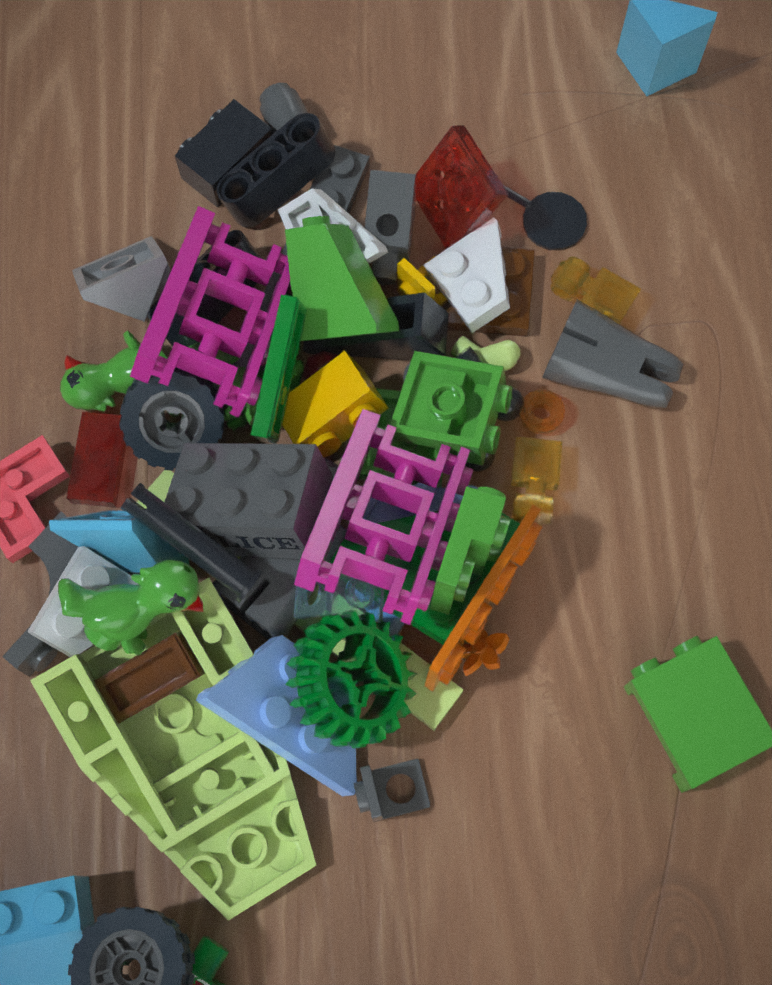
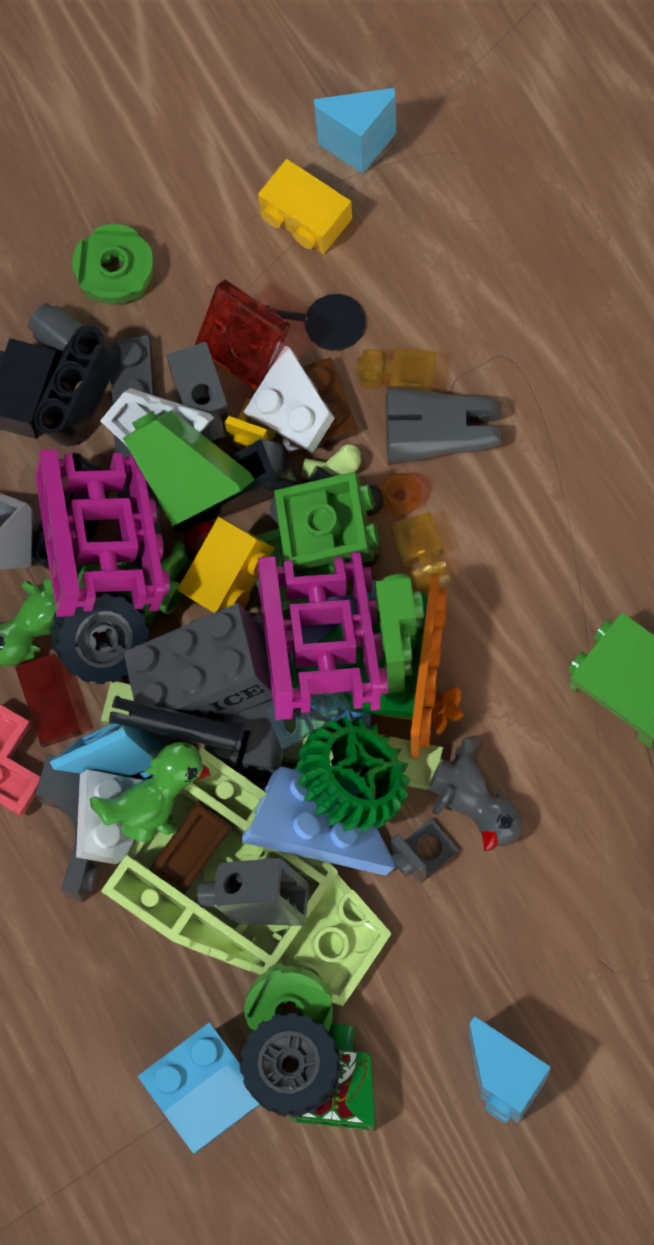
camera: 20 degrees left, 0 degrees up
(180, 876) = (286, 984): none -> bright green plate
(191, 760) = (257, 893): none -> dark grey torso
(279, 370) = (174, 556): green tile -> none
(374, 99) = (125, 283): none -> bright green plate
(464, 748) = (466, 791): none -> dark grey animal
(576, 99) = (304, 207): none -> yellow brick

